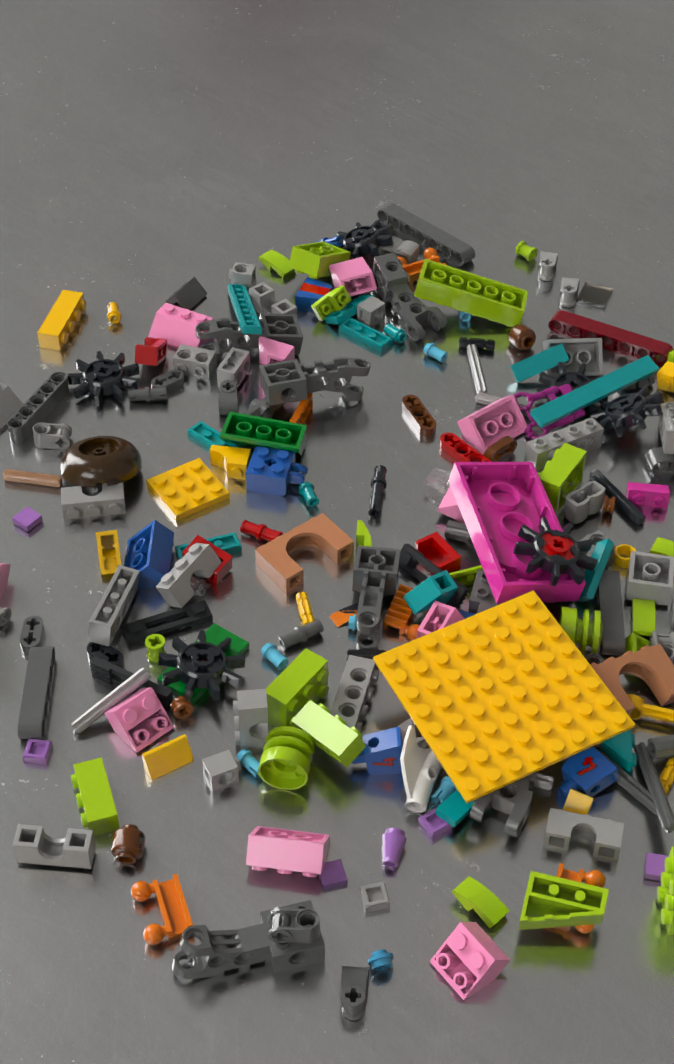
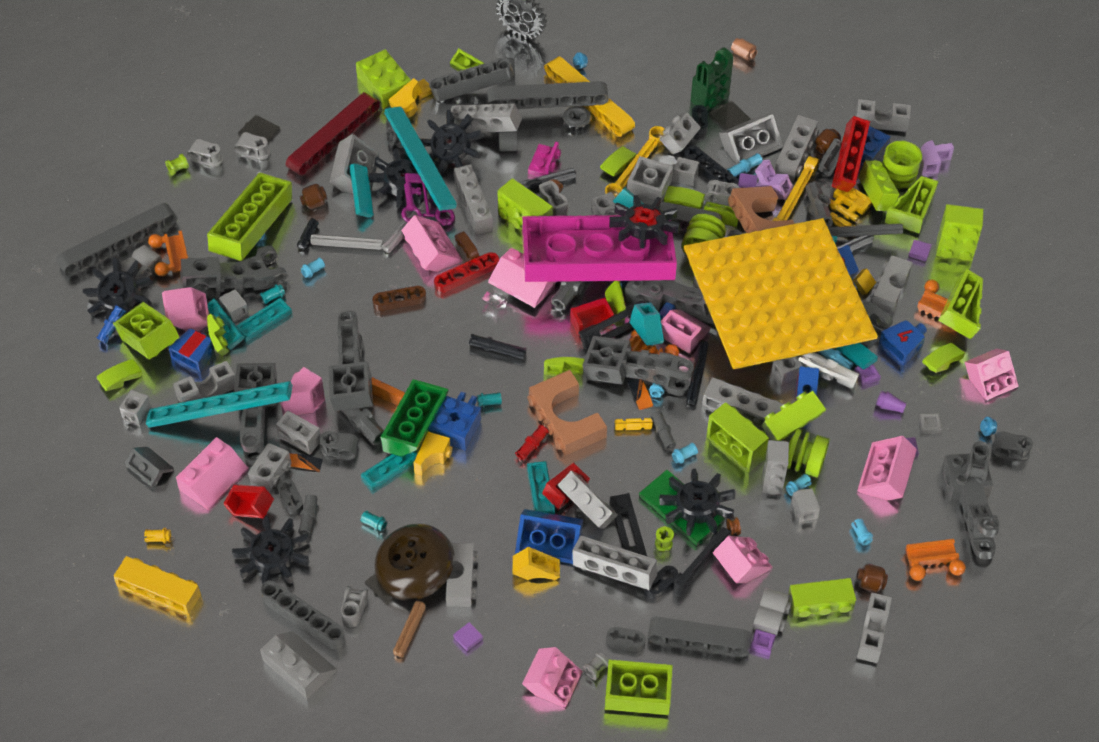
camera: 80 degrees left, 10 degrees up
(69, 749) = (771, 612): none -> light grey brick
(111, 700) = (725, 575): light grey axle -> none
(146, 439) = (374, 521): none -> teal pin
(167, 757) = (784, 544): yellow slope -> none
(187, 489) = (456, 496): yellow plate -> none
(194, 831) = (862, 532): none -> medium azure pin
(210, 387) = (306, 462): none -> sticker
(494, 855) = (903, 340): none -> blue torso

